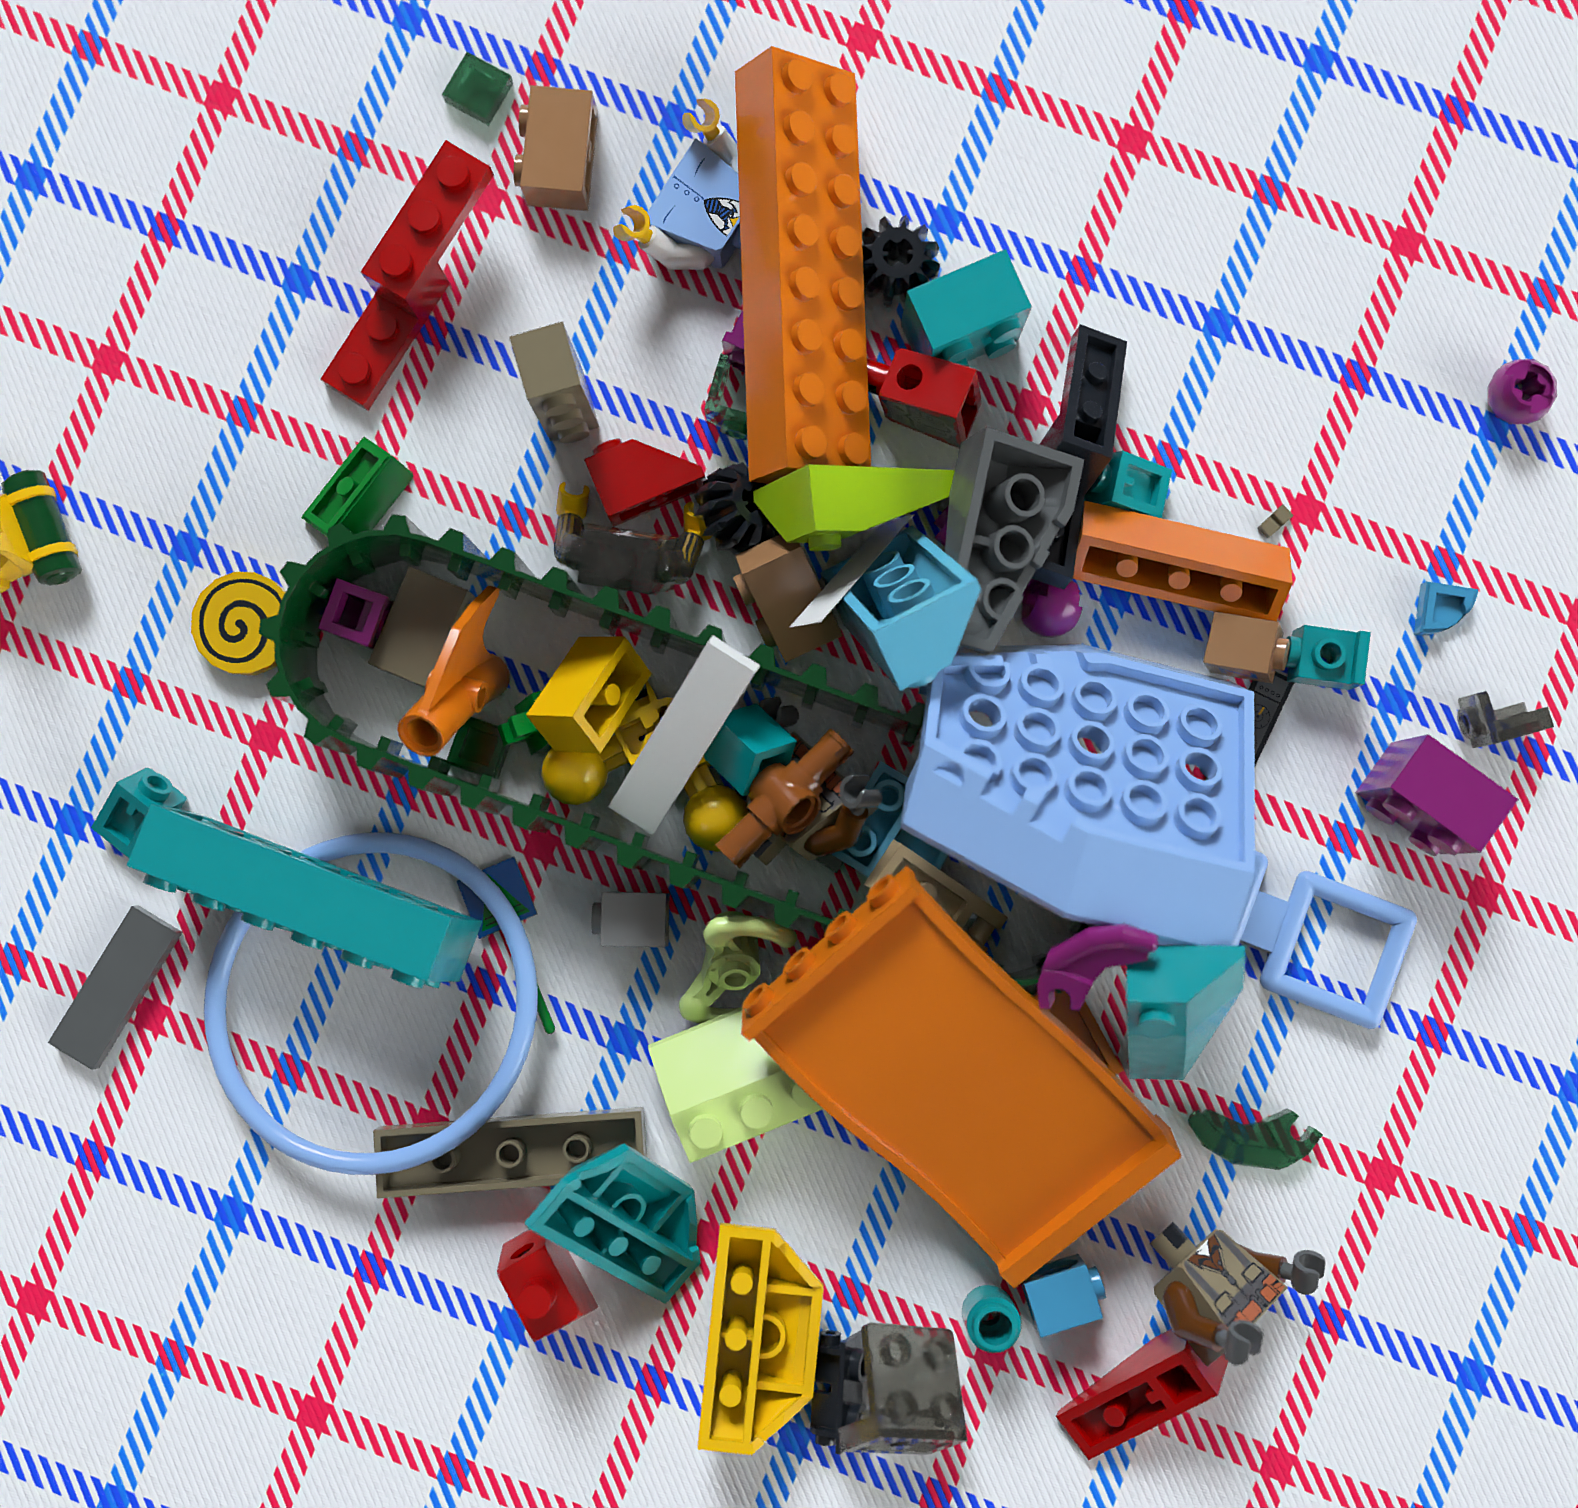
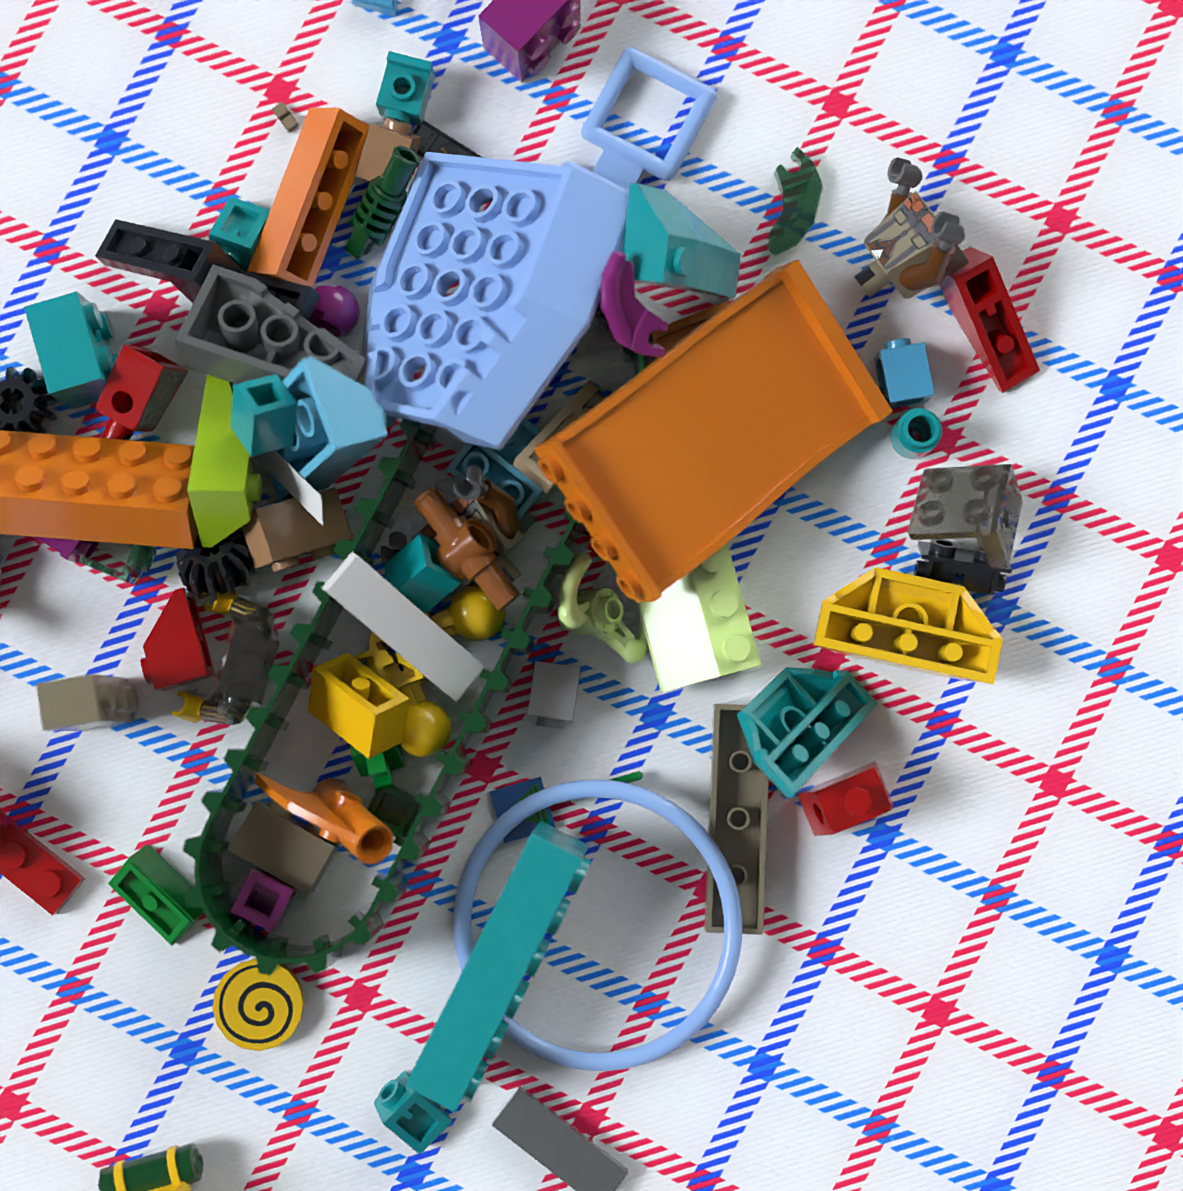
camera: 85 degrees left, 0 degrees up
(909, 541) = (263, 415): none -> teal brick
(1186, 647) = (382, 203): none -> dark green hinge

